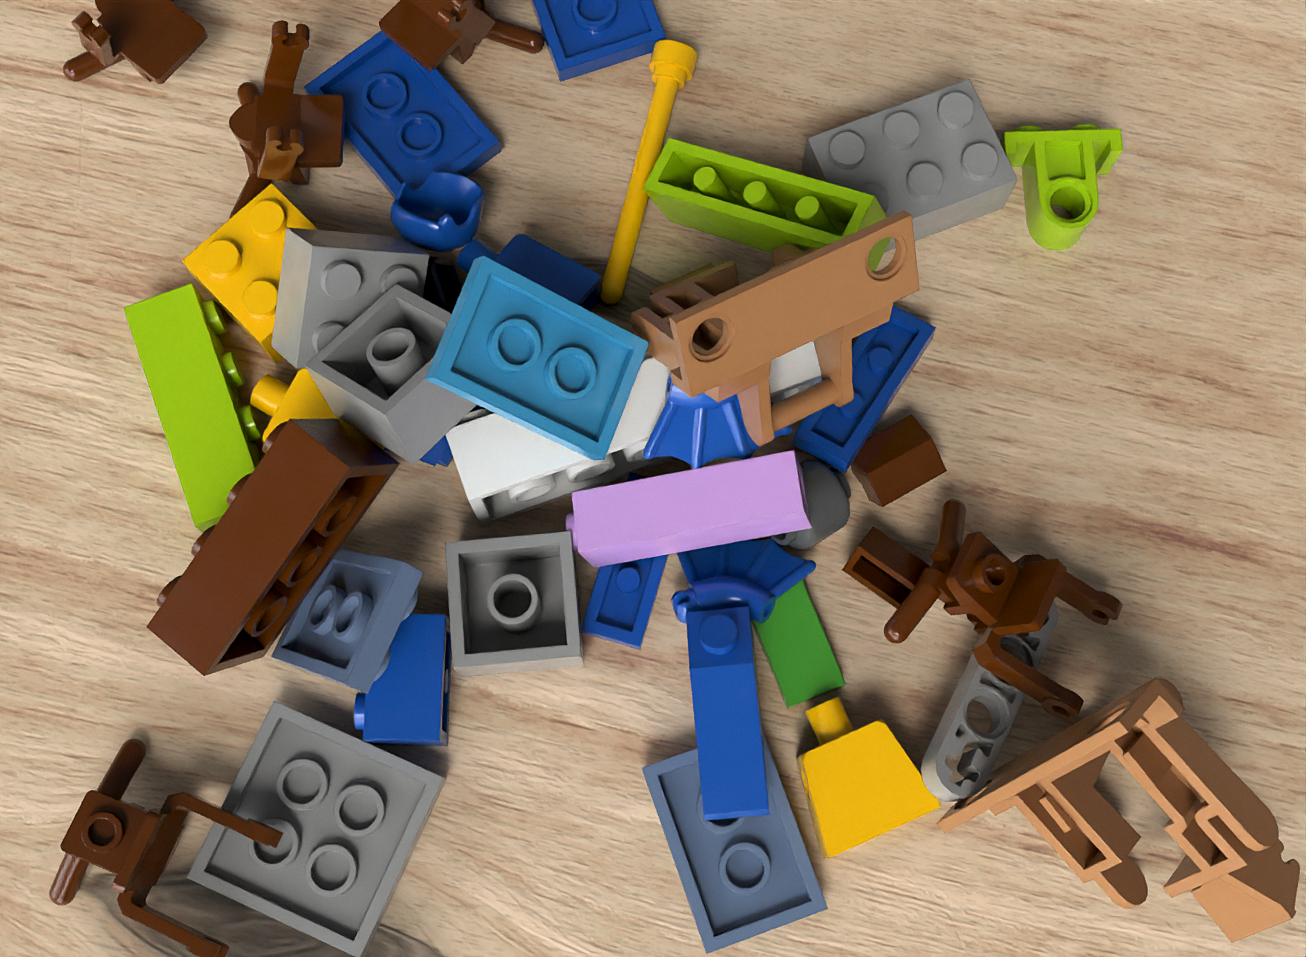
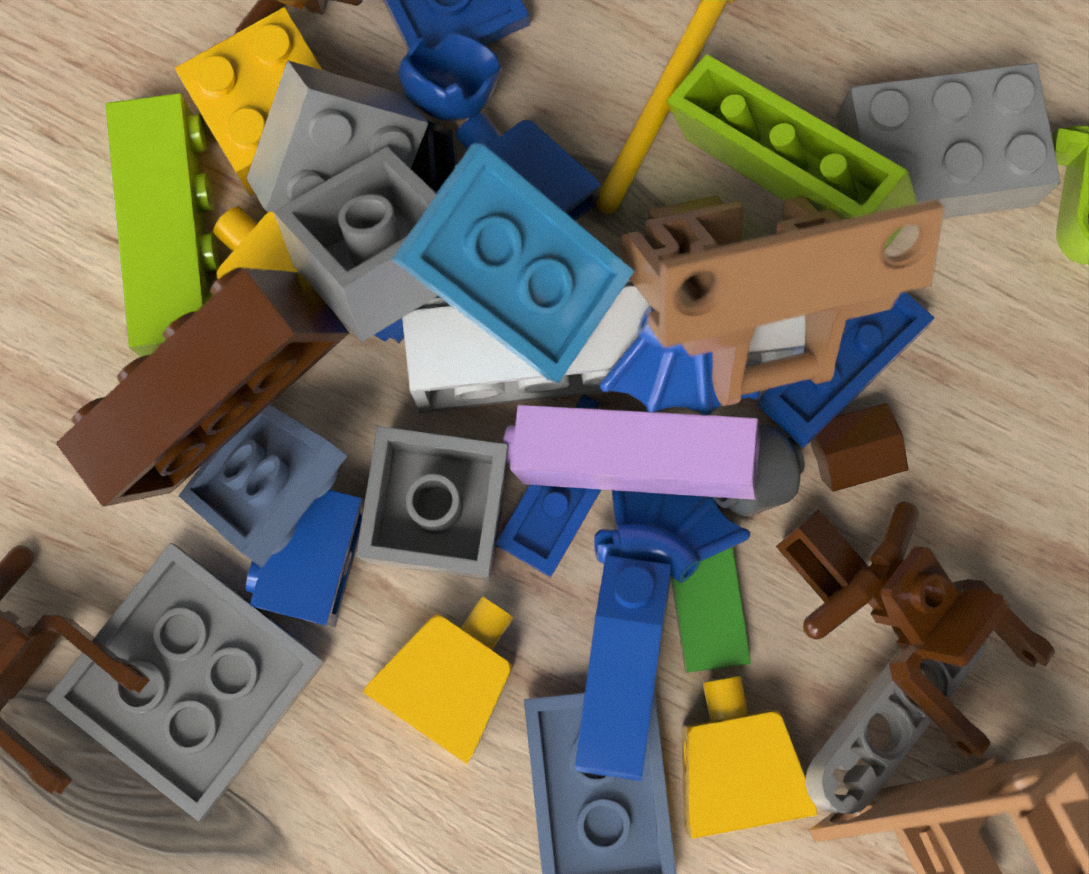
camera: 10 degrees right, 5 degrees up
(566, 764) = (448, 679): none -> yellow torso

